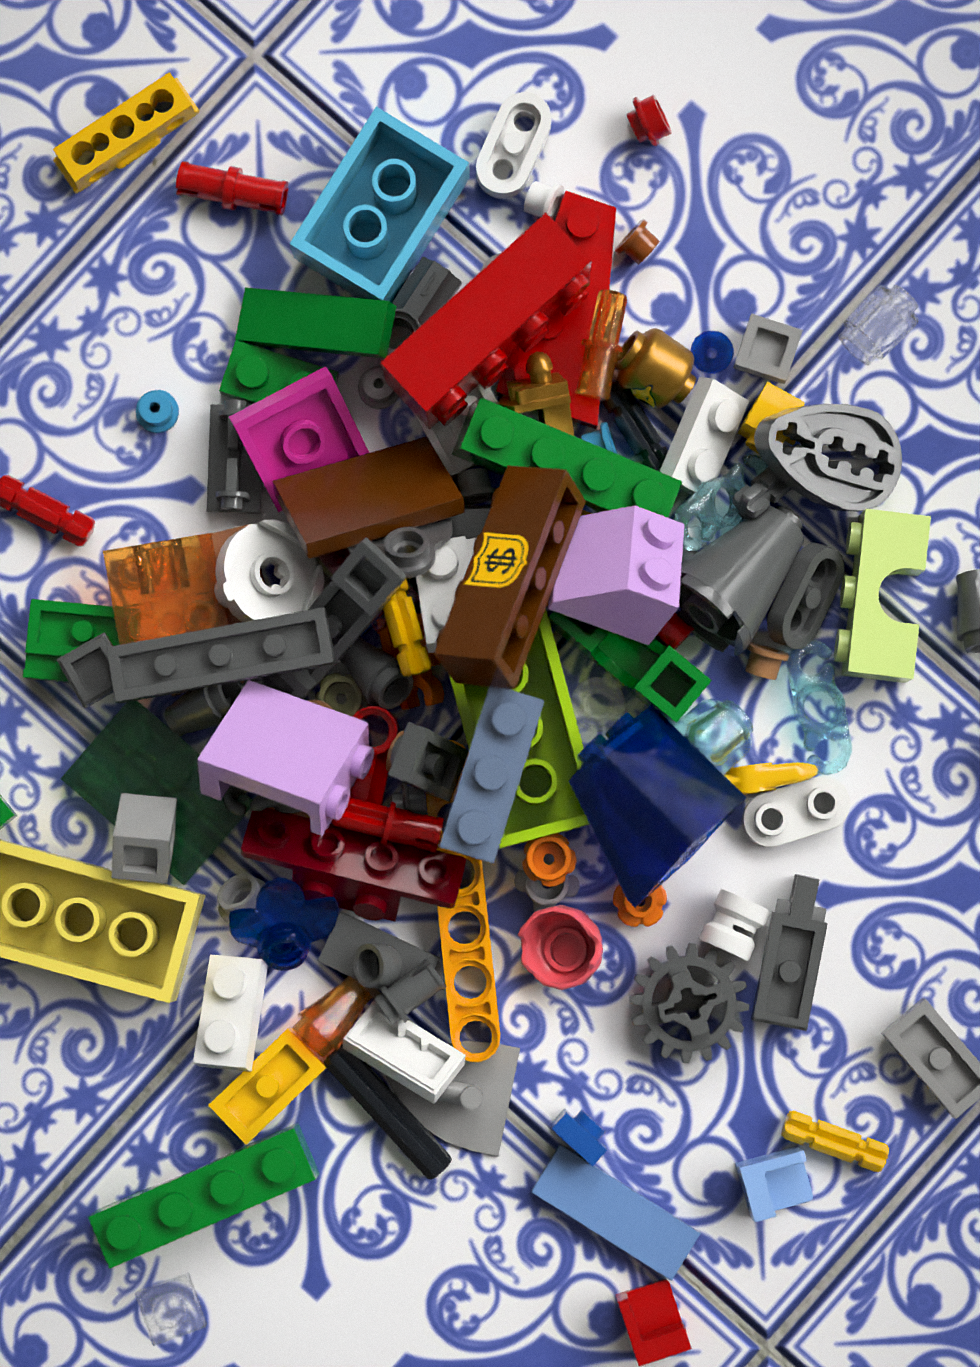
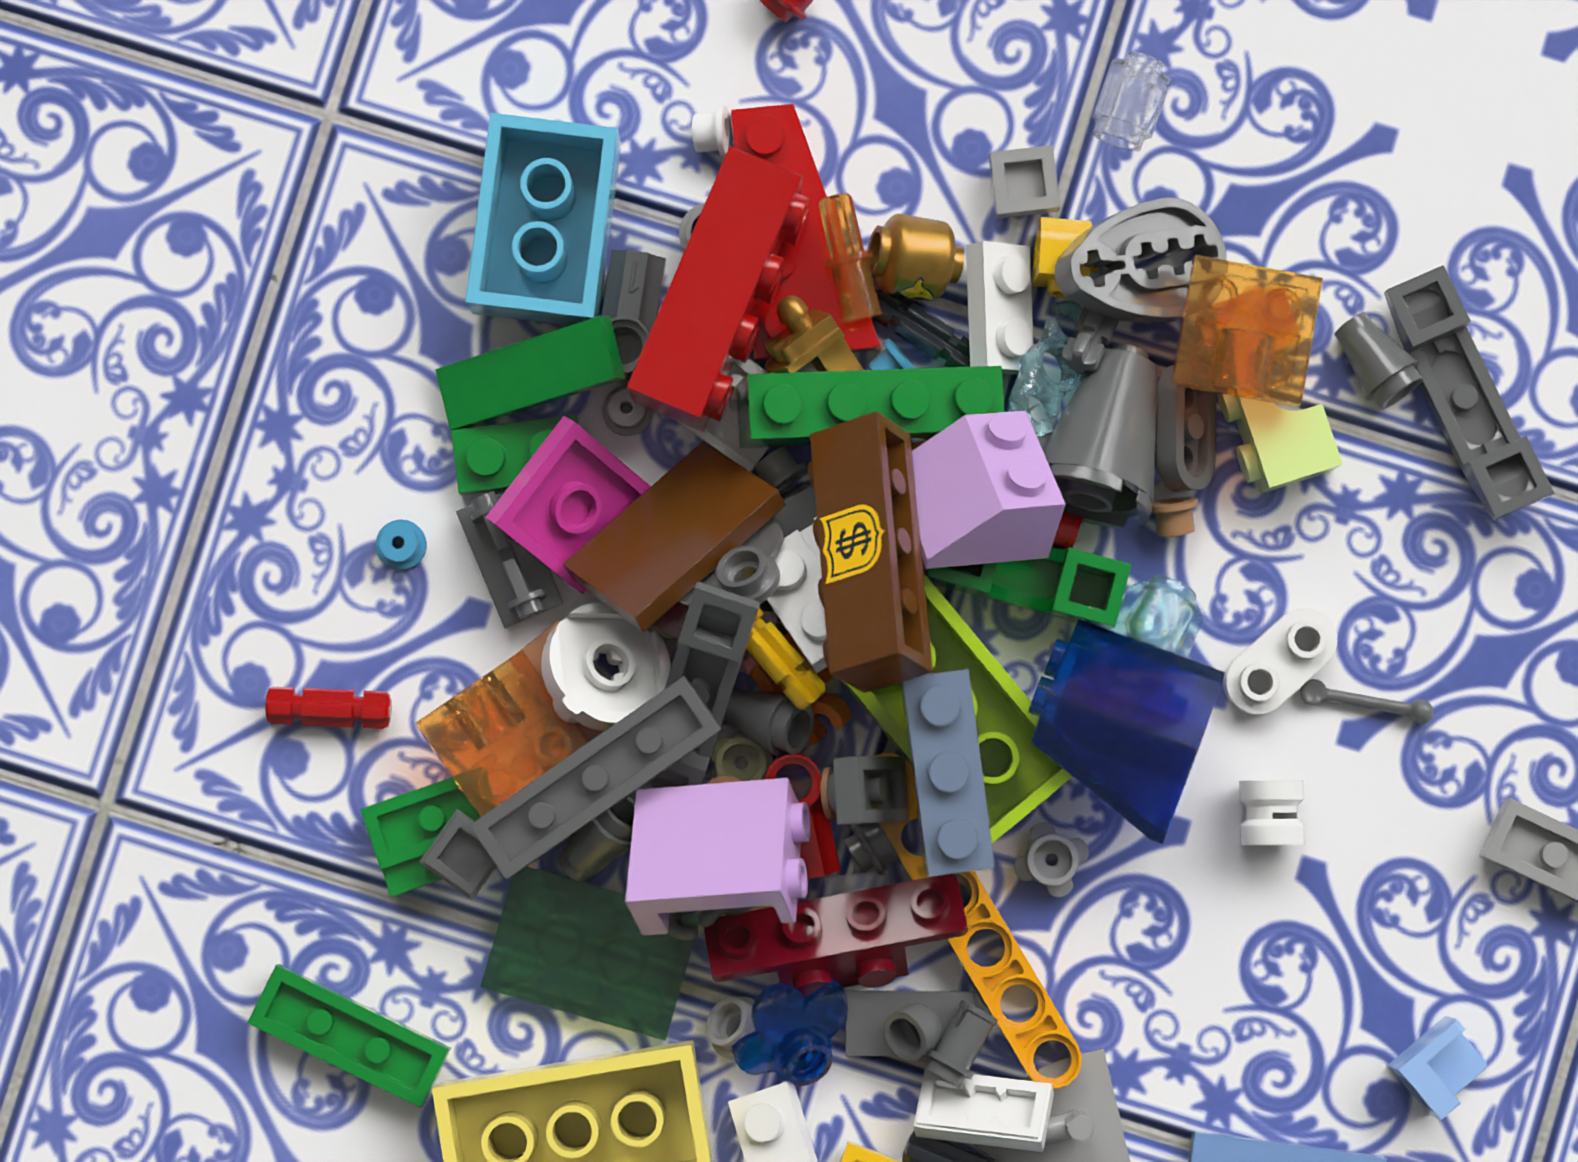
camera: 25 degrees left, 0 degrees up
(124, 151) = (237, 282): yellow piece -> none
(144, 838) = (603, 1011): light grey brick -> none
(232, 188) = (372, 269): red pin -> none
(331, 1016) = (888, 1109): clear orange cone -> none
(392, 824) = (863, 873): red axle -> none
(513, 147) = (652, 88): white plate -> none
(551, 874) = (1054, 849): orange plate -> none
(561, 946) = (1099, 921): coral hair -> none
(581, 1134) = (1212, 1111): blue plate -> none
(592, 721) = (1036, 633): clear plate -> none
(638, 242) = (833, 130): dark orange piece -> none
(647, 914) = (1174, 845): orange plate -> none
(697, 1026) = (1241, 897): dark grey gear -> none
(712, 342) = (971, 201): clear blue piece -> none
(768, 776) = (1236, 637): yellow piece -> none
(791, 958) = (1348, 819): dark grey hinge -> none
(812, 848) = (1315, 692): none -> dark grey hinge
(834, 729) = (1282, 550): clear light blue piece -> none
(835, 1141) = (1483, 993): yellow axle -> none
(885, 540) = (1246, 331): none -> clear orange plate

